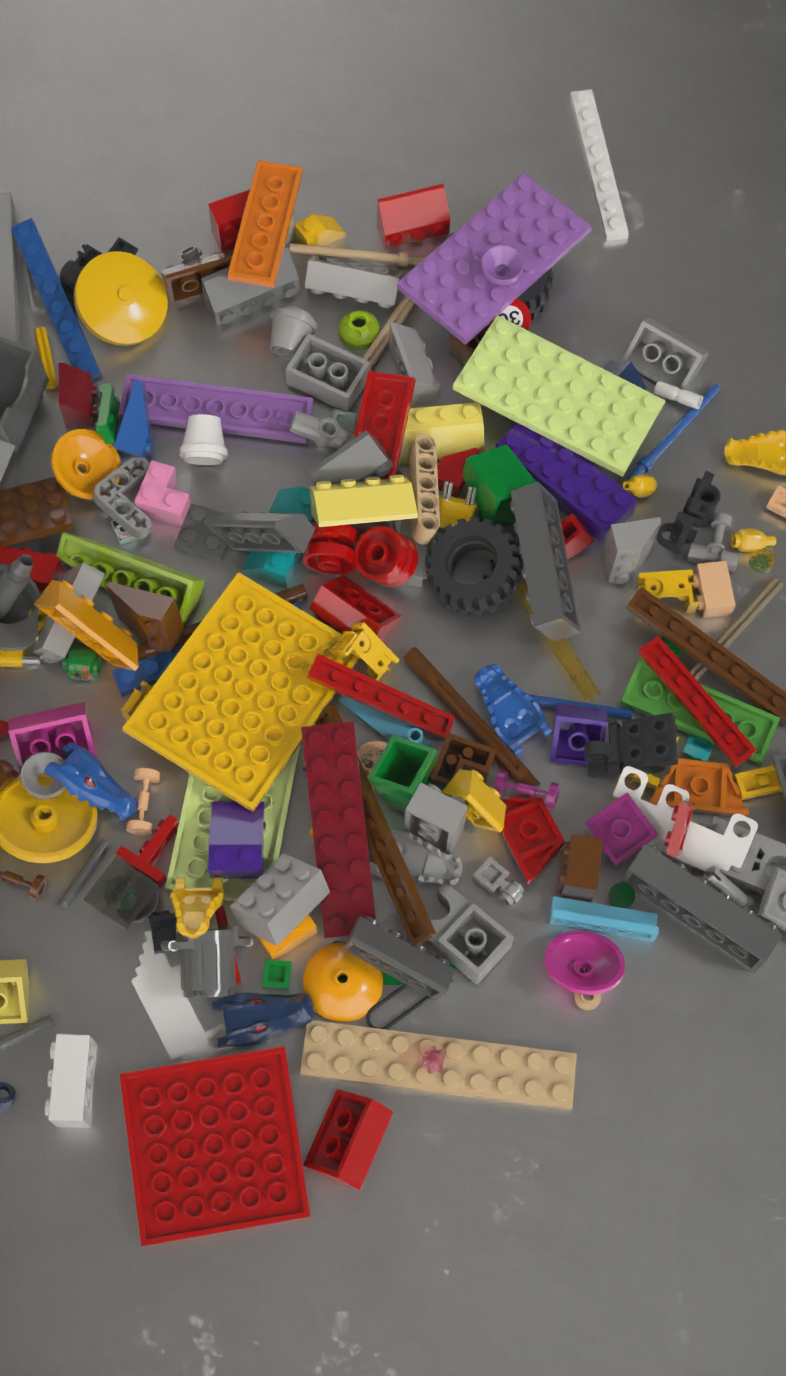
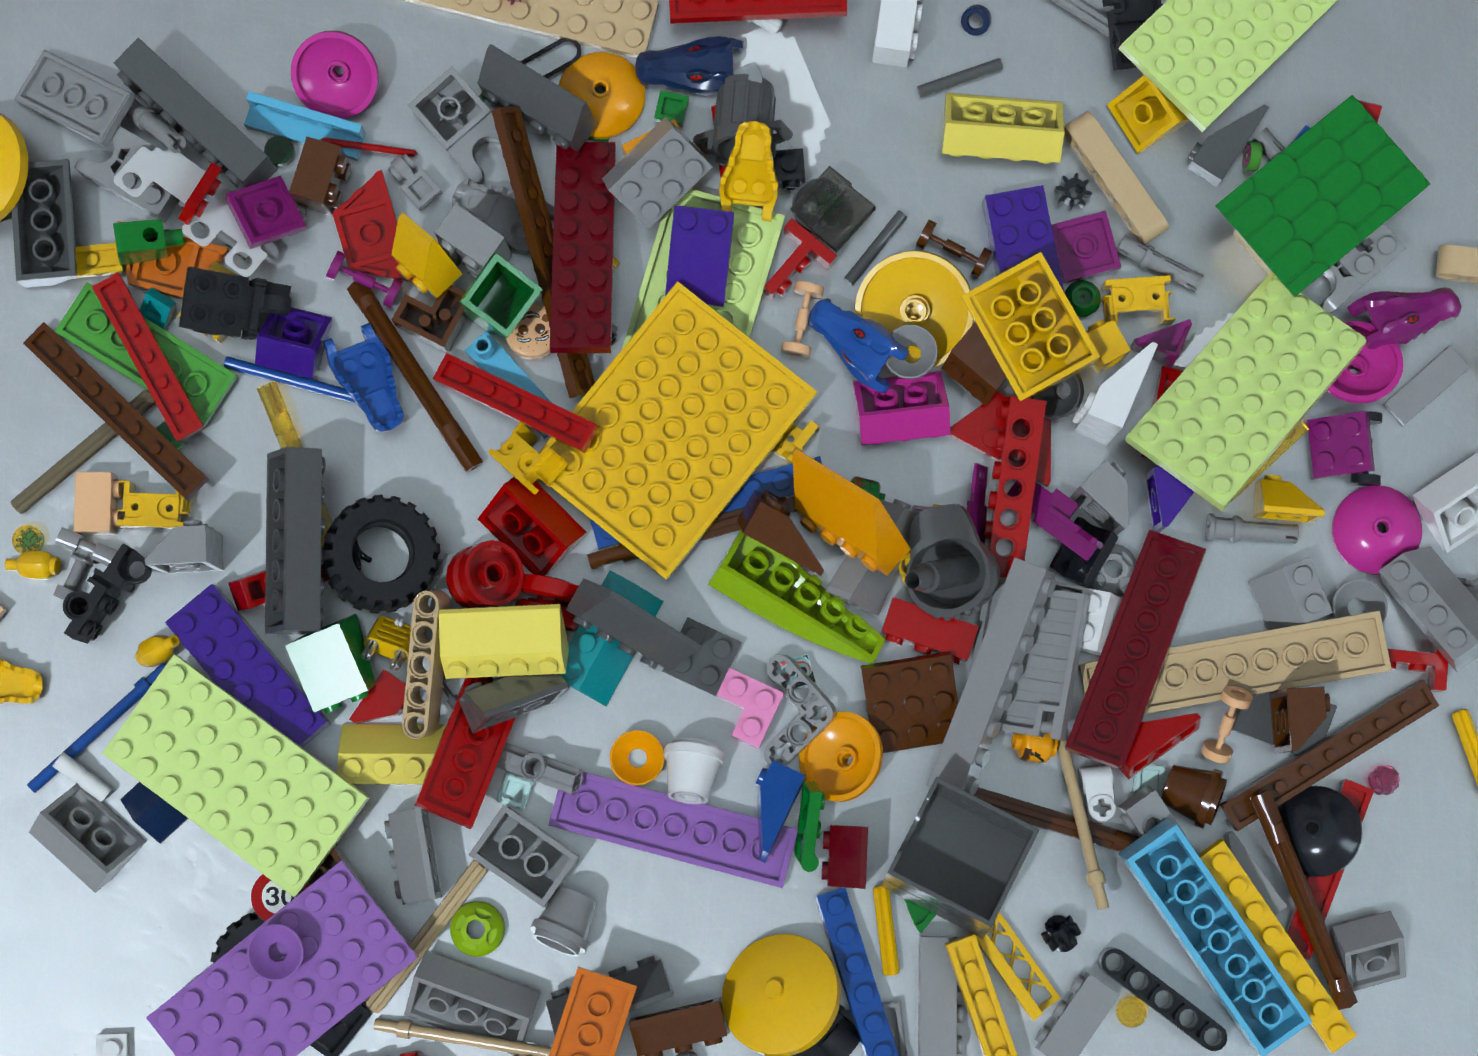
camera: 170 degrees left, 15 degrees up
(249, 441) = (620, 757): none -> light orange piece
(544, 906) = (370, 147): none -> red axle
(729, 785) = (133, 244): none -> green torso

